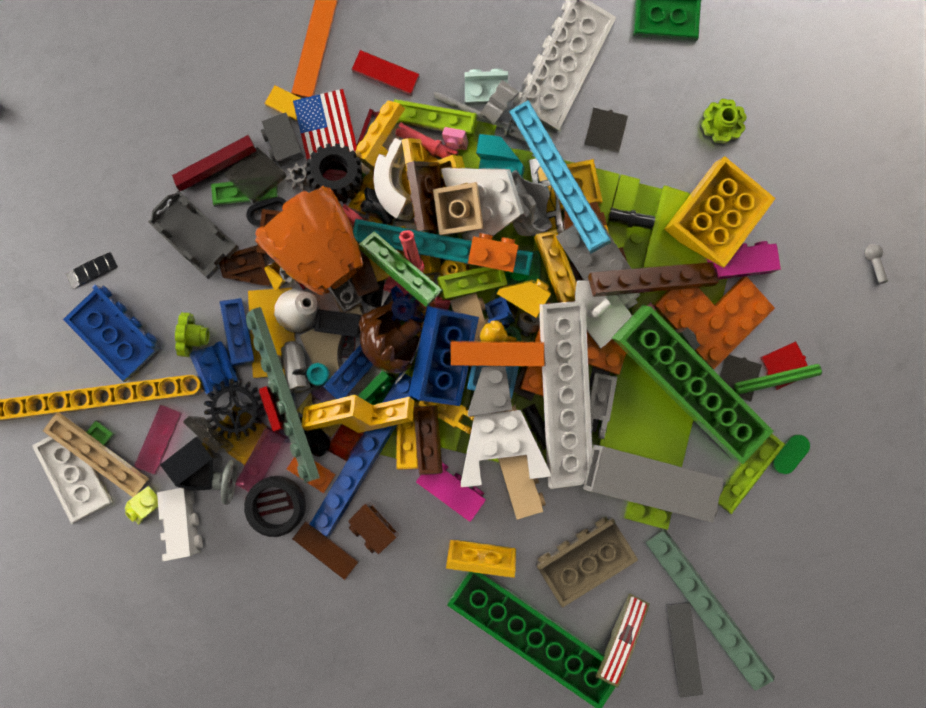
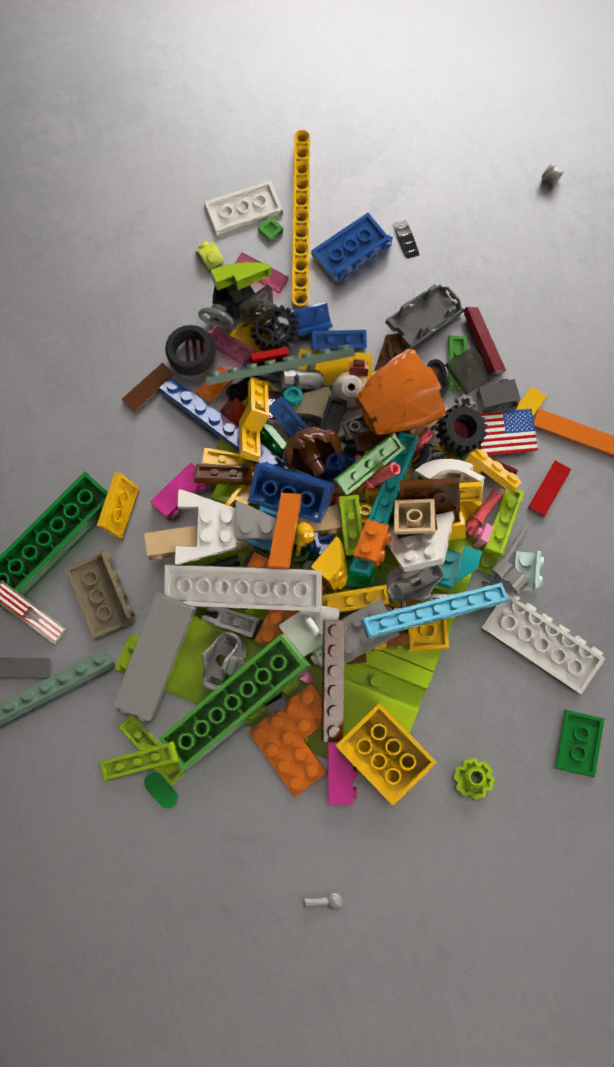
camera: 90 degrees right, 10 degrees down
(95, 454) = (255, 224): tan plate -> none
(175, 457) = (240, 274): none -> lime slope
(179, 523) = (186, 278): white wedge -> none
(189, 335) = (341, 301): lime plant -> none
(274, 301) = (358, 367): none -> dark red plate
(373, 528) = (159, 425): reddish brown slope -> none
(606, 130) = (478, 671): clear smoke piece -> none
(631, 218) = (391, 673): black pin -> none
(633, 395) = (233, 649): none -> light grey piece
(739, 370) = (237, 755): clear smoke piece -> none
(769, 482) = (138, 761): none -> lime tile
(778, 379) = (229, 788): bright green axle -> none
(783, 360) = (241, 800): red piece -> none

